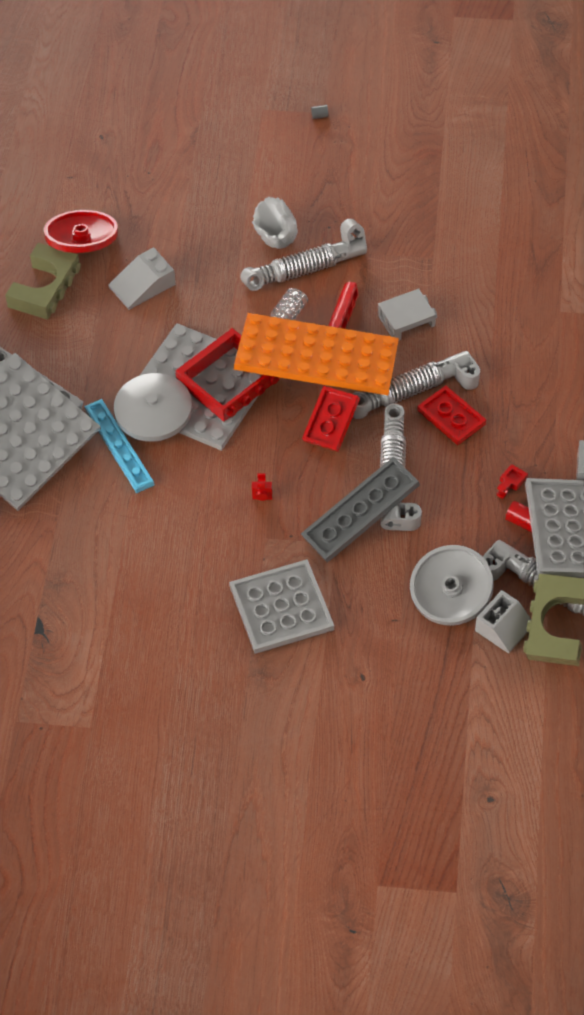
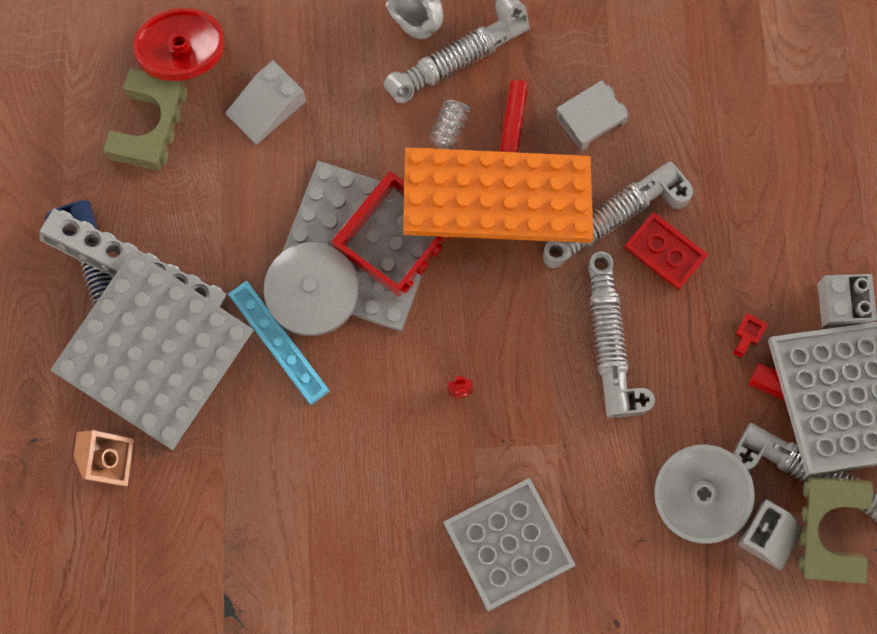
camera: 10 degrees left, 20 degrees up
(330, 418) = (527, 280): red plate -> none
(360, 509) = (583, 405): dark grey plate -> none

